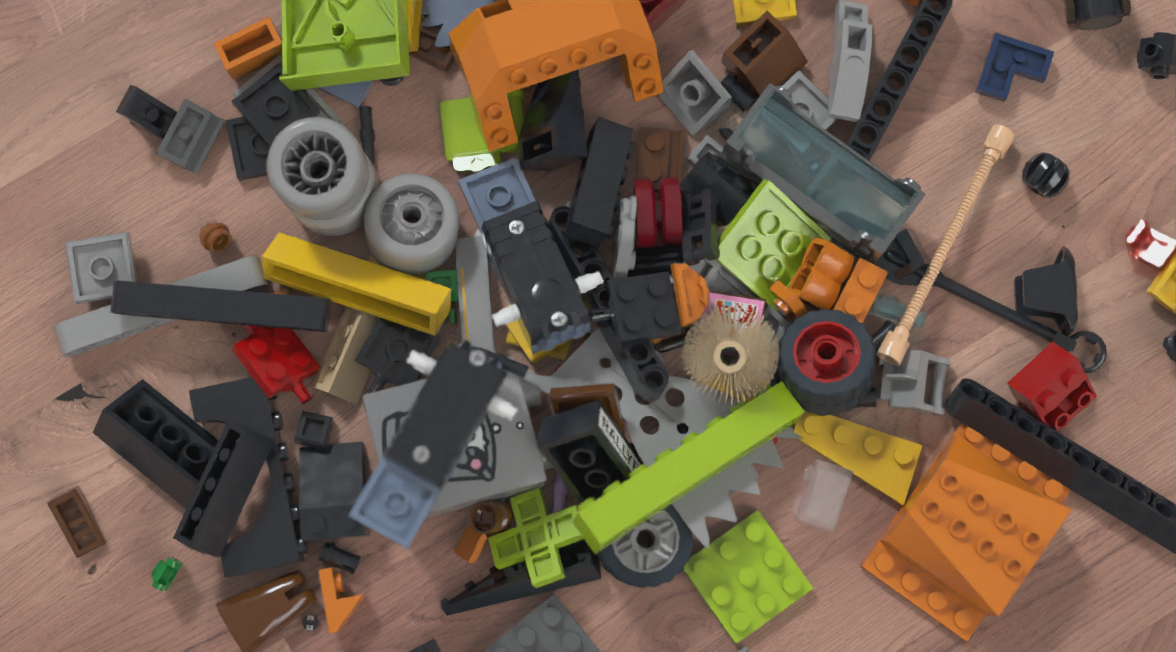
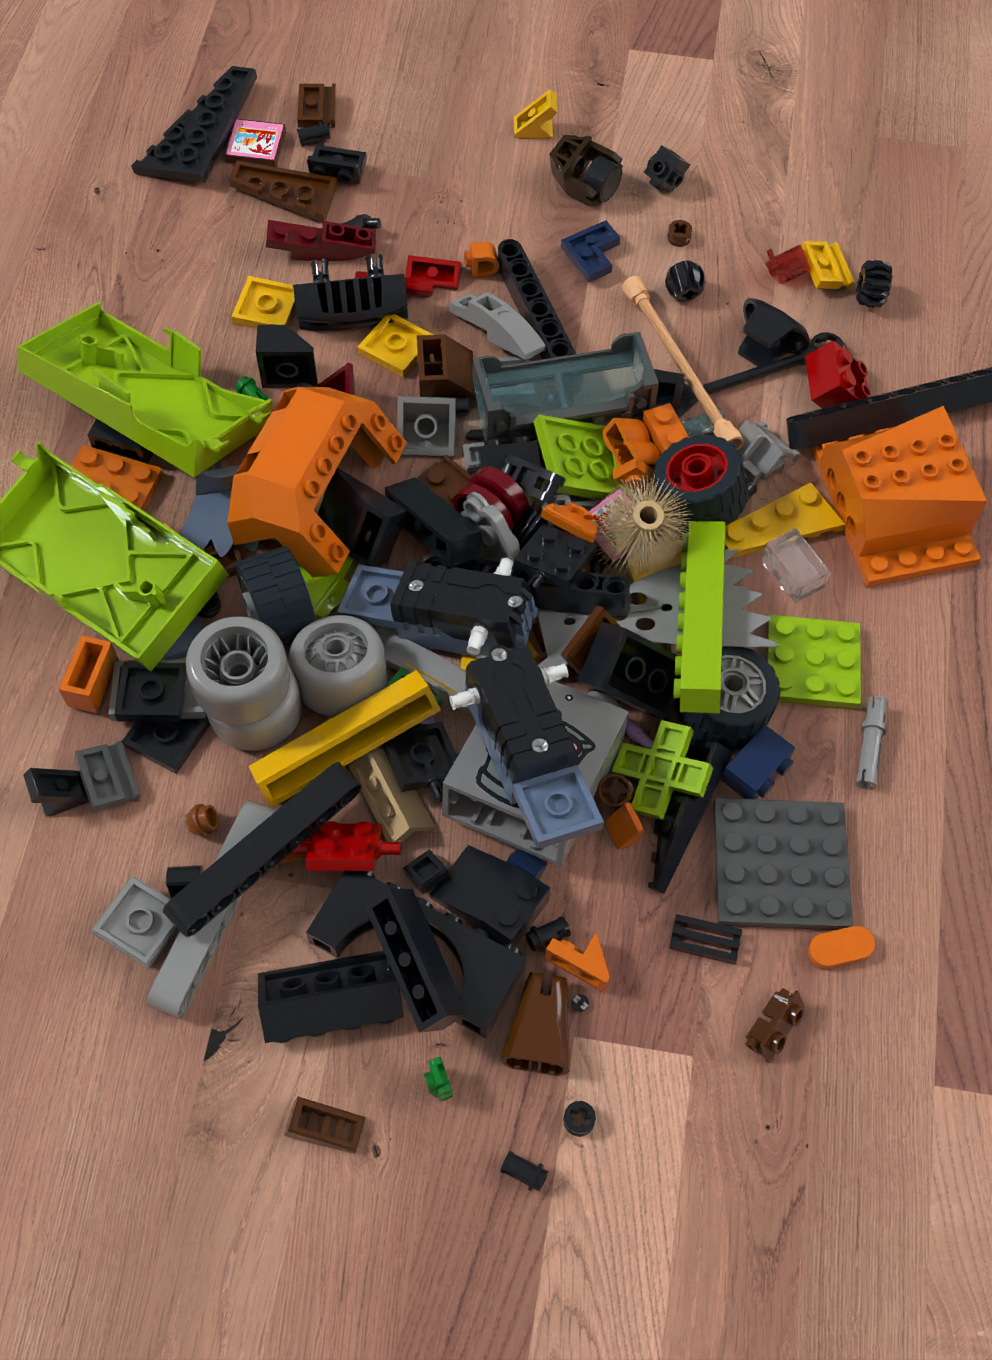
camera: 55 degrees left, 20 degrees down
(161, 267) = (180, 876): none -> black brick
(422, 127) = (276, 592): none -> black wheel
(610, 605) = (758, 764): none -> dark blue piece
(1111, 117) = (680, 227): none -> reddish brown bush

